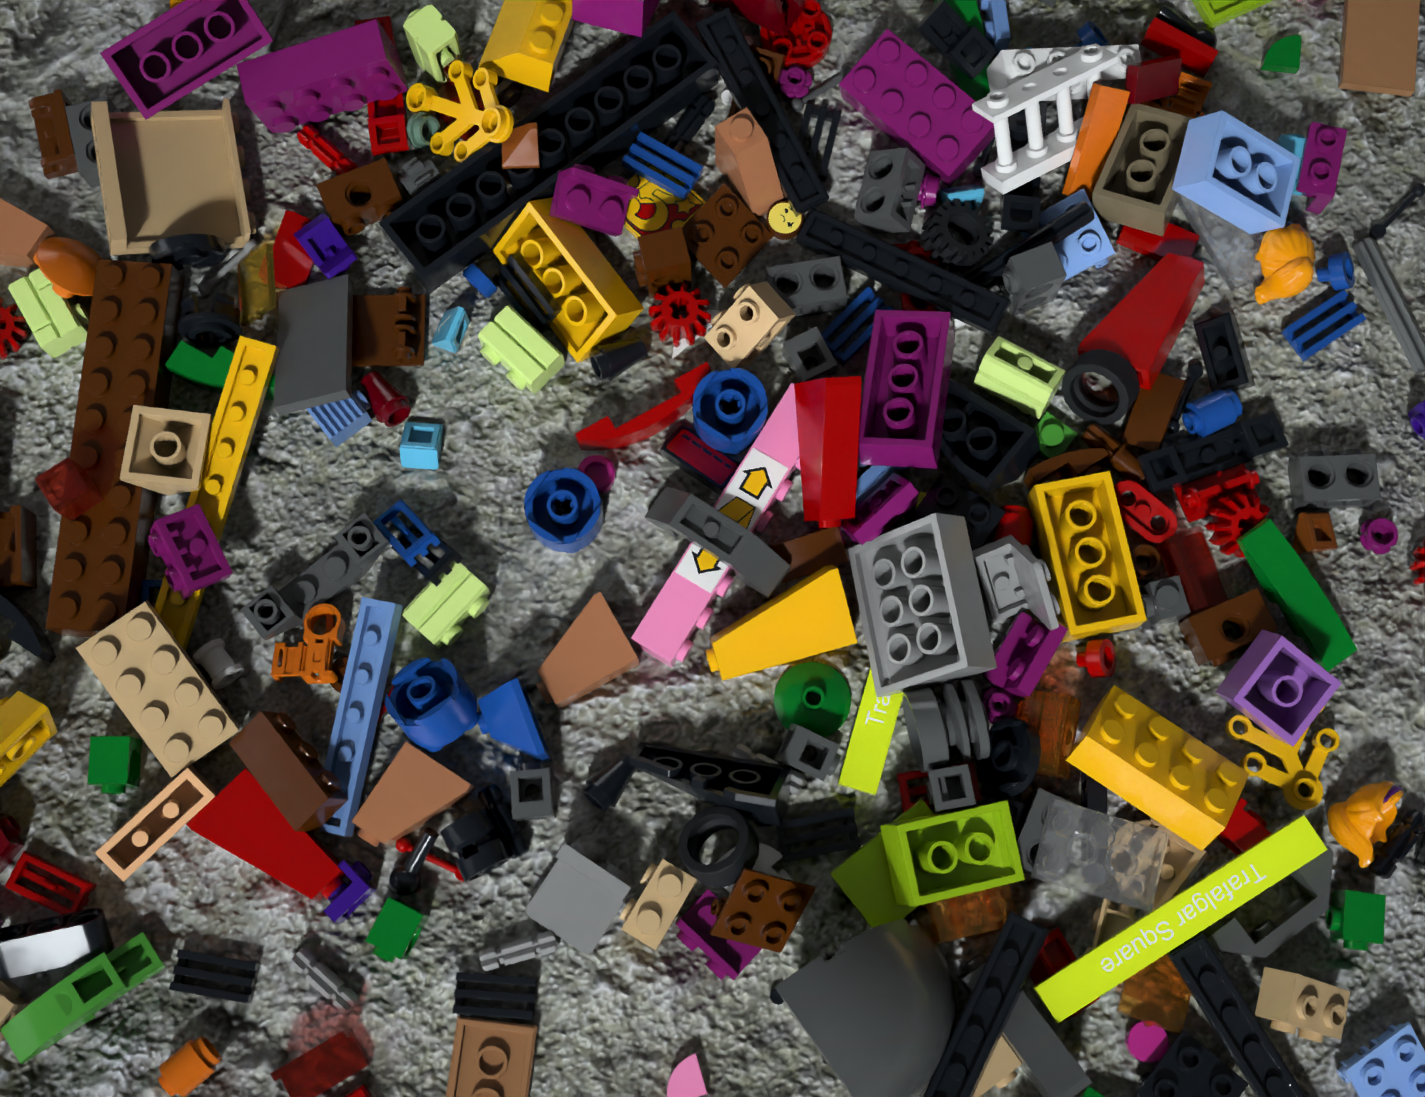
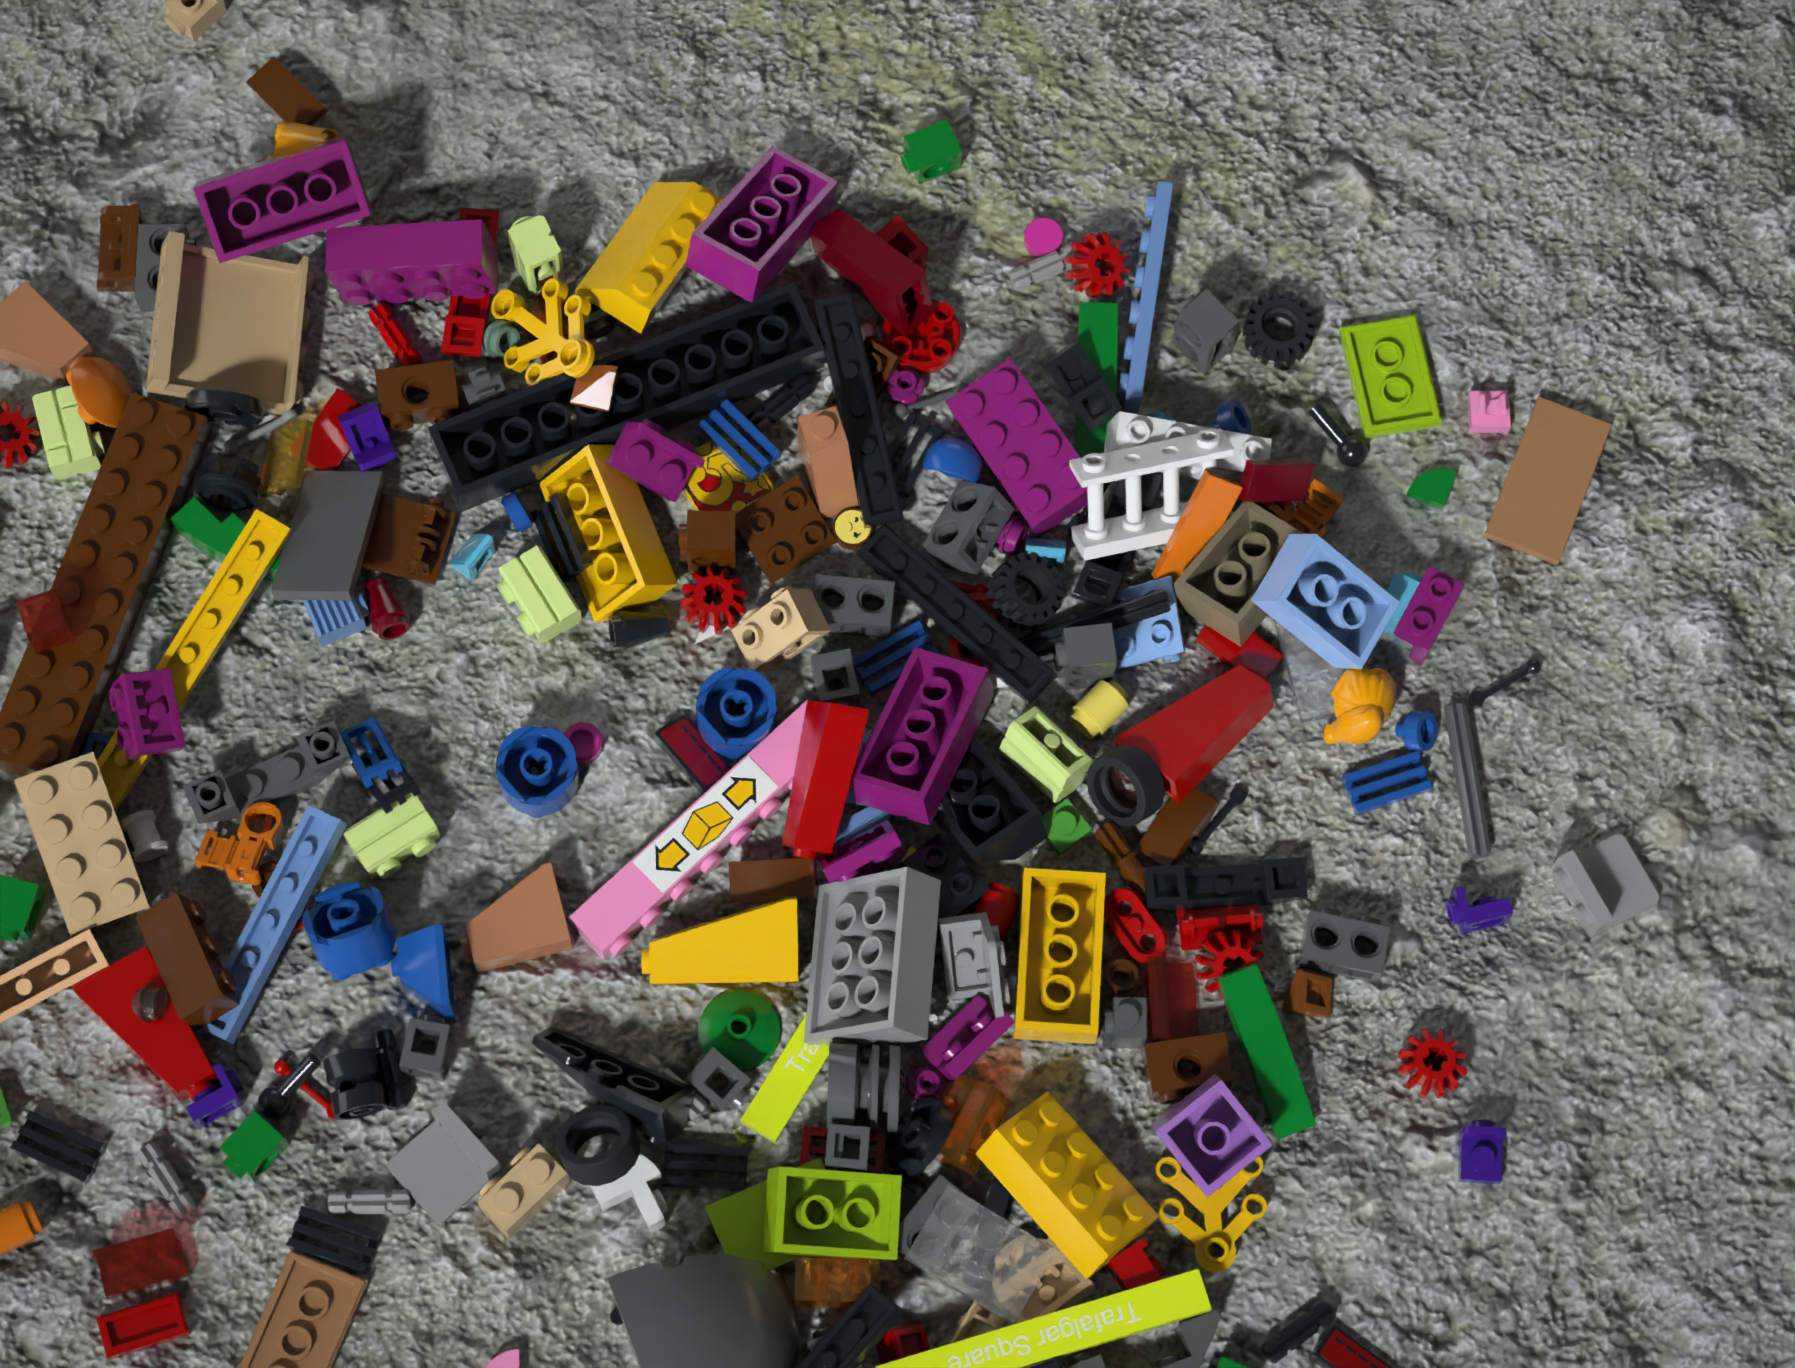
camera: 10 degrees right, 5 degrees down
(165, 449) = (151, 605): tan slope -> none
(263, 822) = (150, 1003): none -> clear smoke plate
(408, 797) = (301, 1019): nougat slope -> none
(421, 445) = (410, 667): medium azure slope -> none
(604, 436) = (600, 706): red slope -> none
(609, 783) = (506, 1059): black cone -> none
(719, 536) = (689, 839): dark grey slope -> none
(725, 955) = (576, 1239): magenta bracket -> none
(760, 910) = (623, 1220): reddish brown hinge -> none
(860, 134) = (954, 459): none -> blue hair
(1052, 324) = (1099, 708): none -> light yellow brick
(1069, 464) = (1073, 856): reddish brown slope -> none
(1098, 658) = (1044, 1063): red tile -> none
(1169, 41) = (1321, 451): red tile -> none
(1211, 412) = (1238, 843): blue brick -> none
(1224, 353) = (1274, 786): black slope -> none
(1364, 818) = (1269, 1295): light orange hair -> none
(1385, 528) = (1386, 1014): magenta plate -> none

